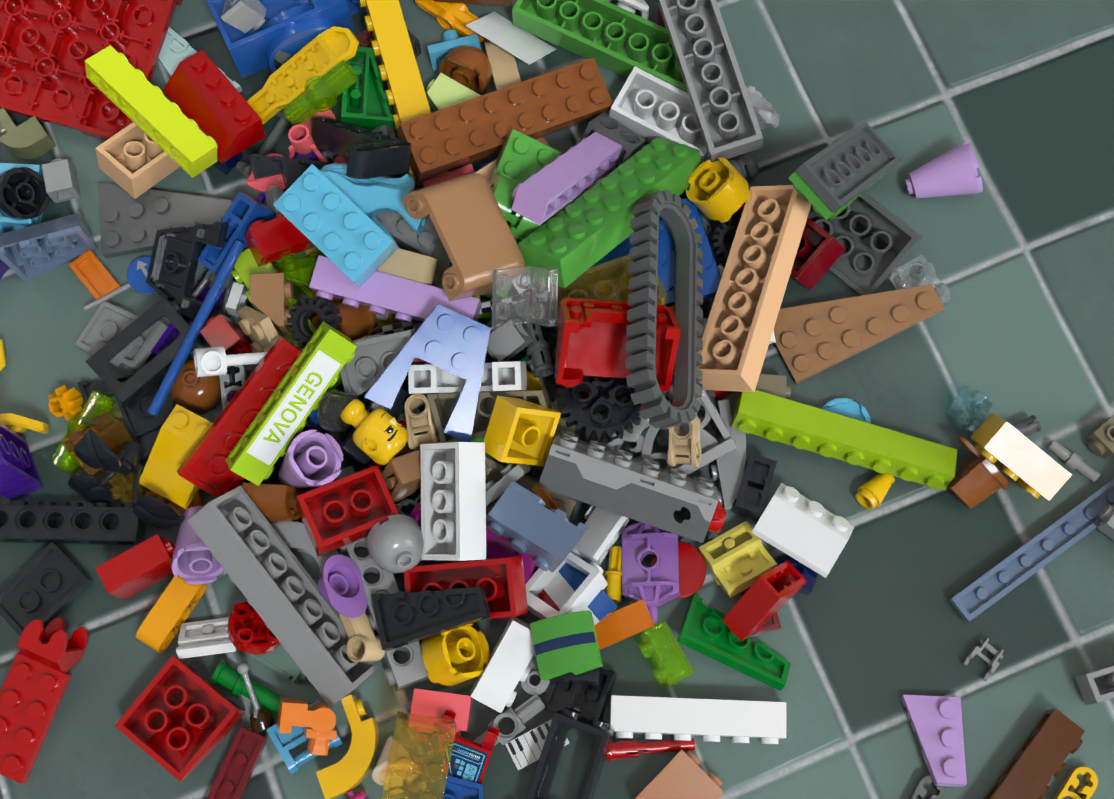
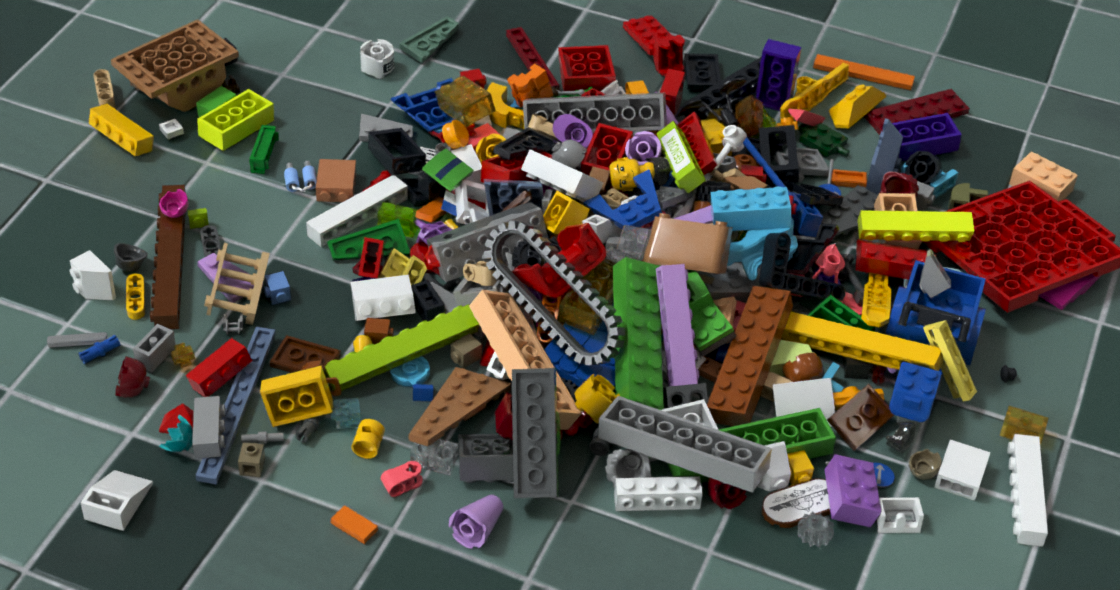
camera: 130 degrees right, 30 degrees down
(28, 395) = (806, 117): none -> coral slope
(47, 353) = (824, 139): none -> dark green plate
(89, 189) = (899, 183): none -> dark red hair
(320, 93) = (853, 294): clear neon green piece -> none
(481, 721) = (455, 134): none -> light orange piece
(764, 73) = (657, 493): none -> white brick
(839, 496) = (378, 329): none -> dark orange brick
(855, 383) = (423, 392): none -> blue slope
(897, 665) = (277, 288): none -> medium blue brick
(939, 671) = (252, 294): none -> tan fence
(942, 537) = (295, 353): none -> reddish brown tile
(974, 358) = (368, 438): none -> yellow wheel
(976, 286) = (401, 479): none -> coral piece
(1062, 279) = (354, 524): none -> orange tile
(1062, 583) = (219, 368): none -> red brick
(1083, 648) = (182, 355): none -> clear yellow gear

